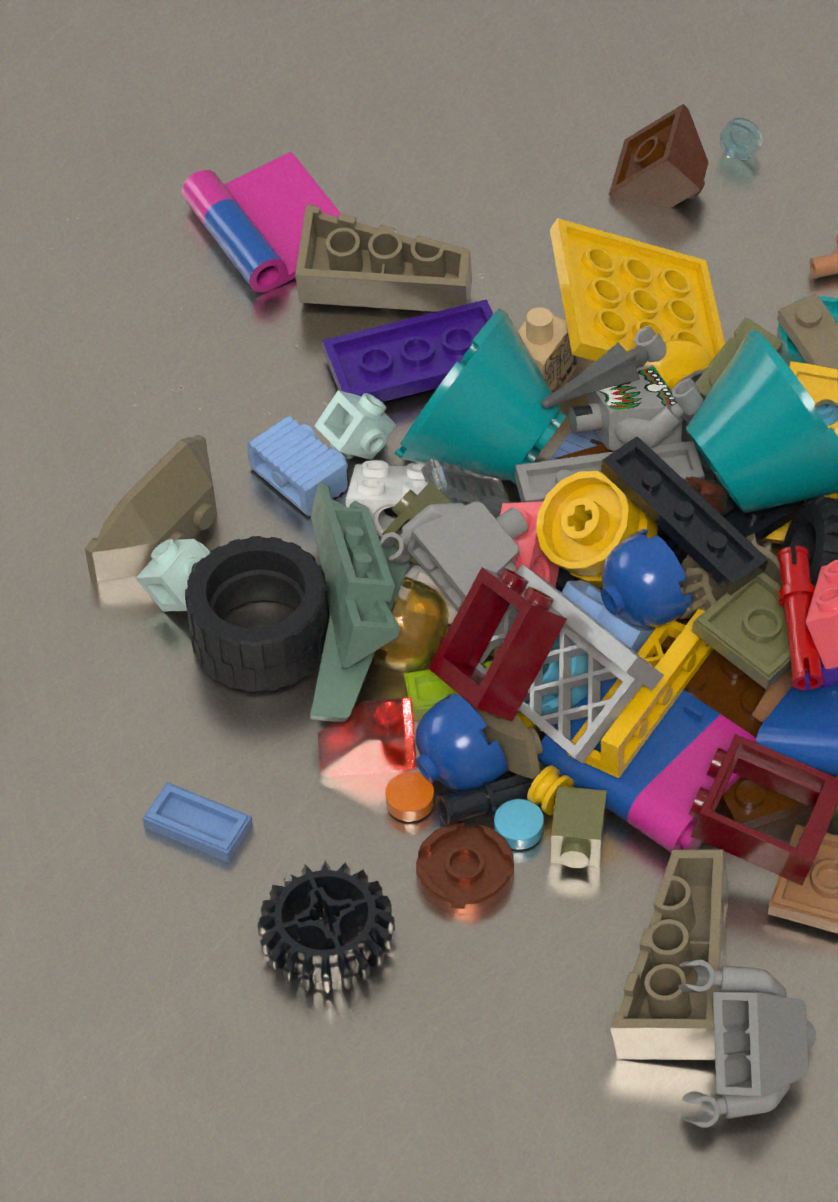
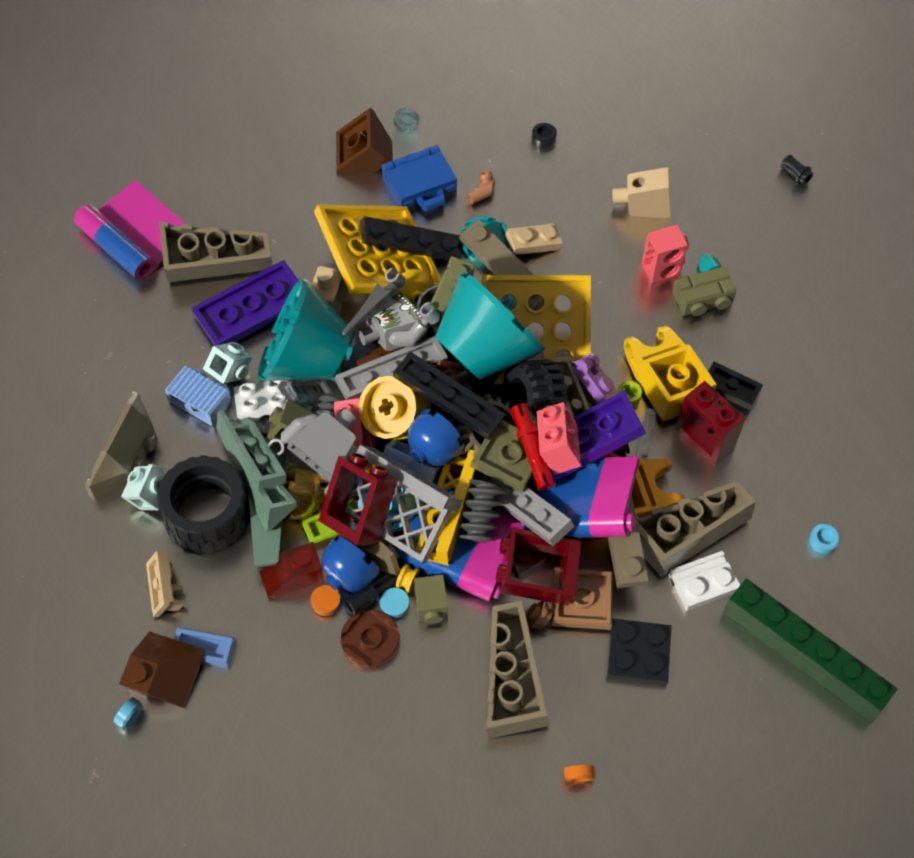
camera: 20 degrees left, 10 degrees up
(54, 885) = (128, 713): none -> medium azure tile
(124, 835) = (163, 669): none -> reddish brown slope
(157, 725) = (160, 587): none -> tan plate
(306, 947) = (291, 707): black gear -> none
(687, 297) = (410, 238): none -> black plate
(690, 702) = (481, 512): none -> dark grey piece
(739, 225) = (420, 179): none -> blue piece
(749, 889) = (539, 615): none -> medium nougat plate
(750, 1140) = (579, 773): none -> orange tile
(758, 1041) = (570, 715): light grey torso -> none
(770, 714) = (533, 512): none -> light grey plate

